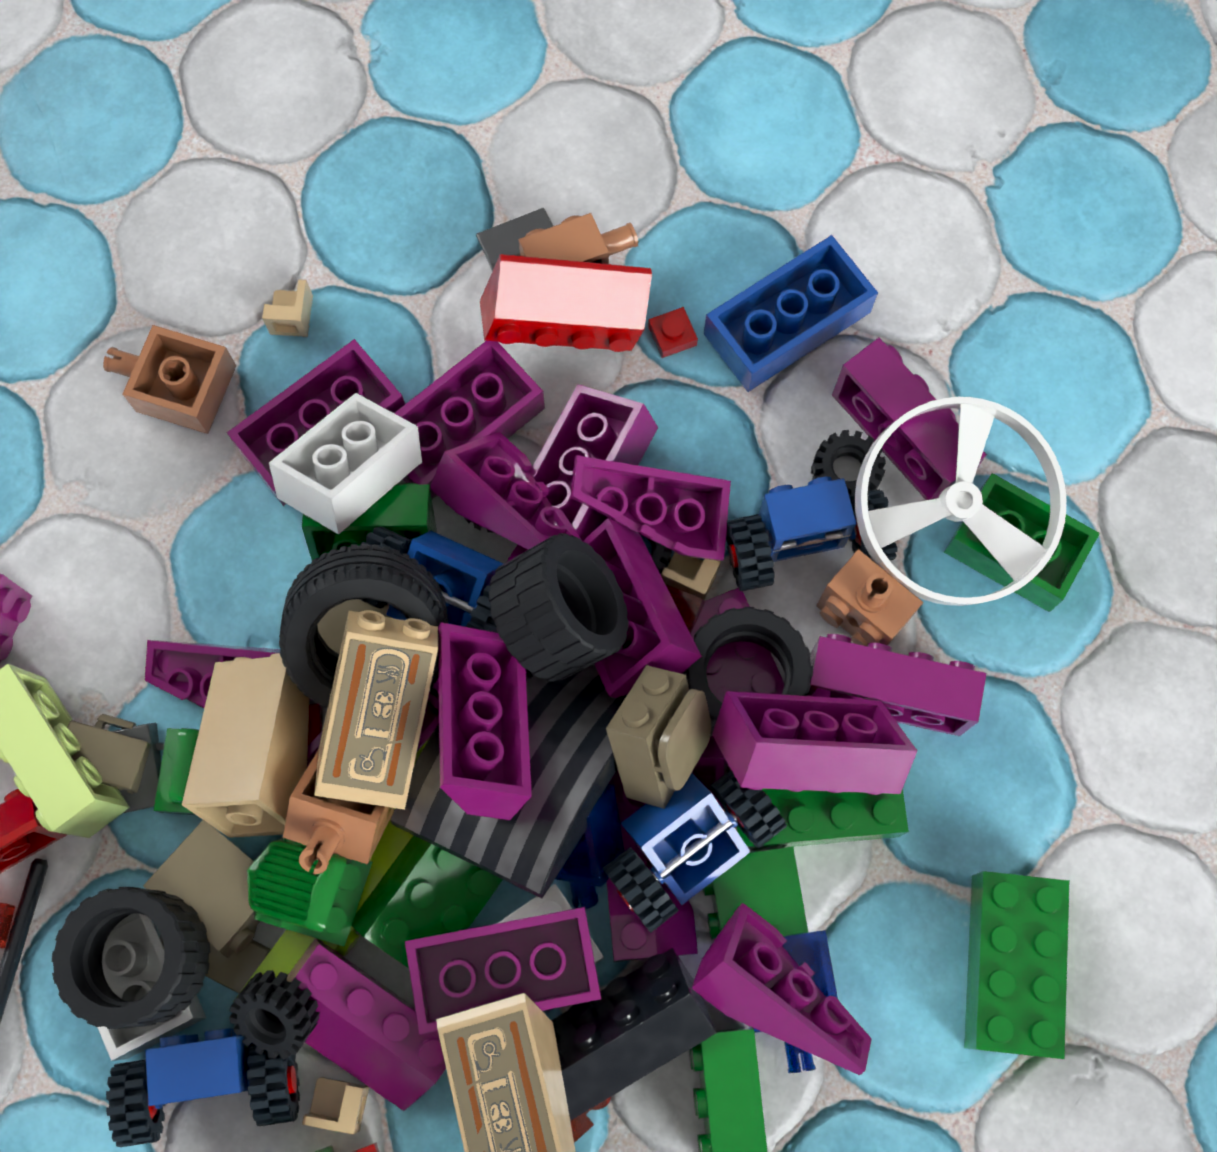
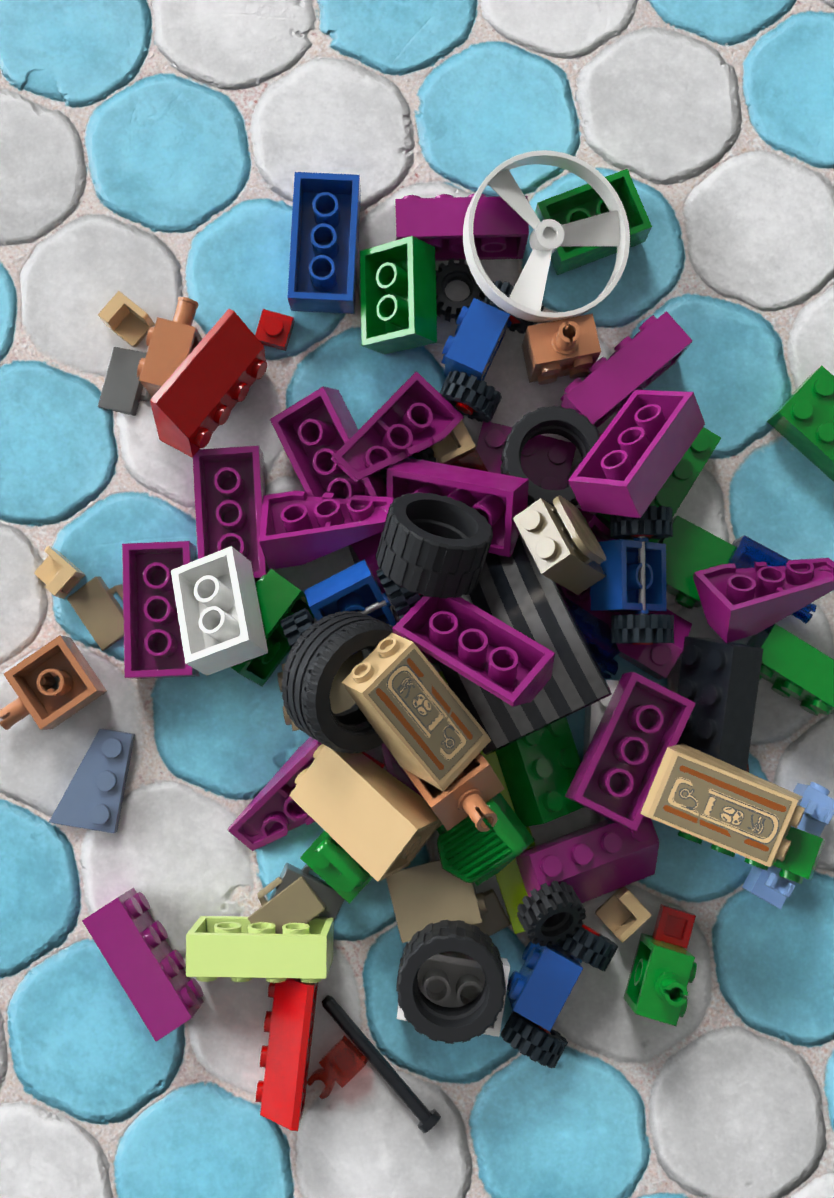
camera: 55 degrees left, 10 degrees up
(111, 490) = (98, 785): none -> sand blue wing
(280, 368) = (100, 611): none -> dark tan piece
(575, 192) = (126, 319): none -> tan panel
(793, 414) = (398, 295): none -> green brick

